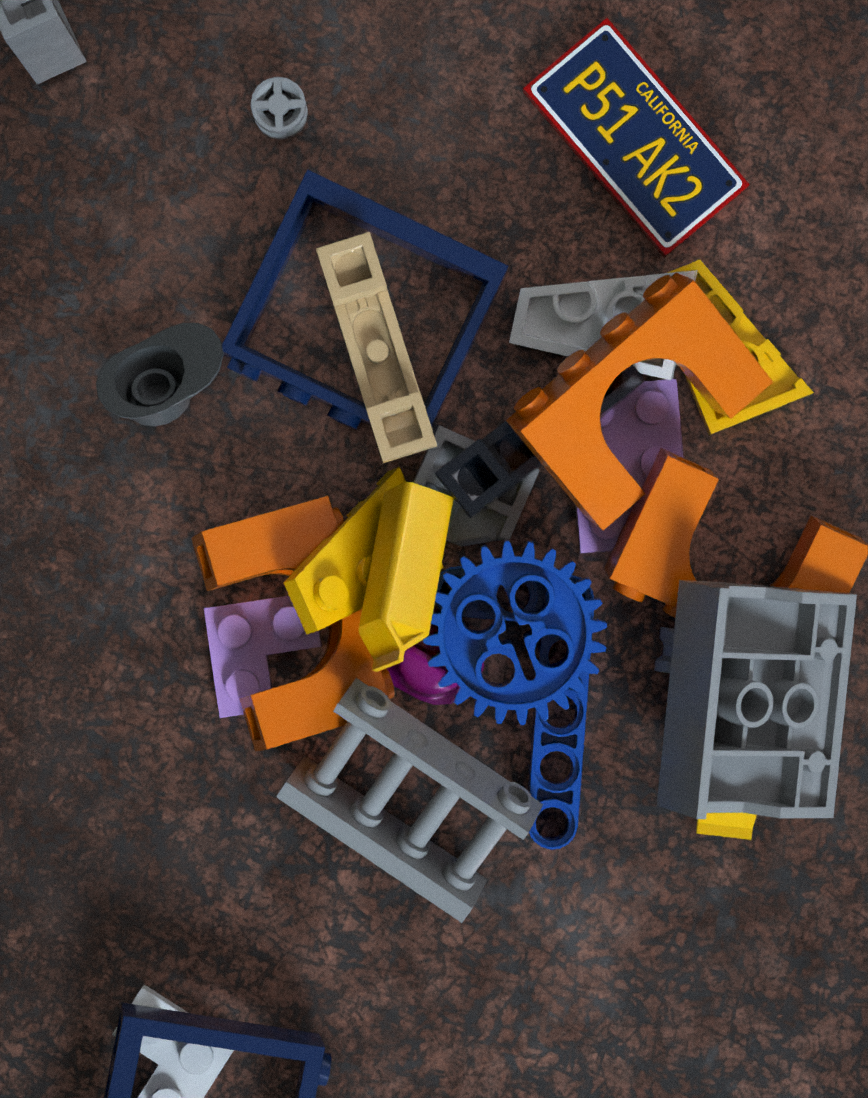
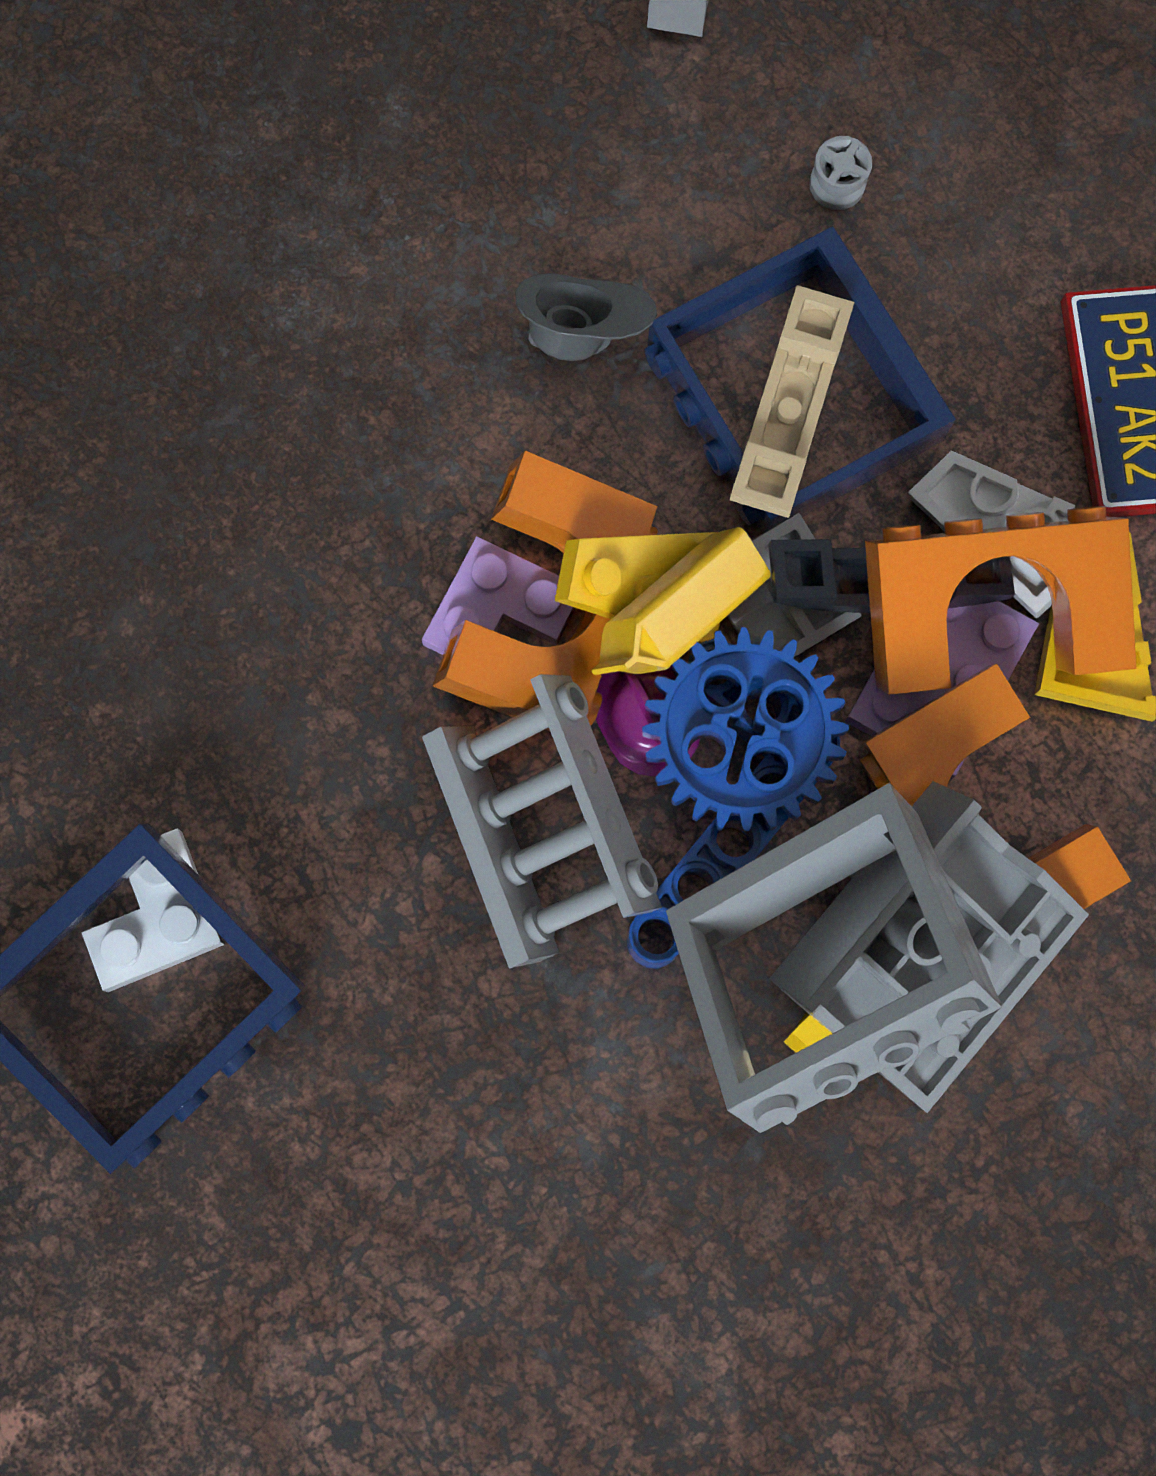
camera: 30 degrees right, 10 degrees down
(619, 731) = (785, 879): none -> light grey window

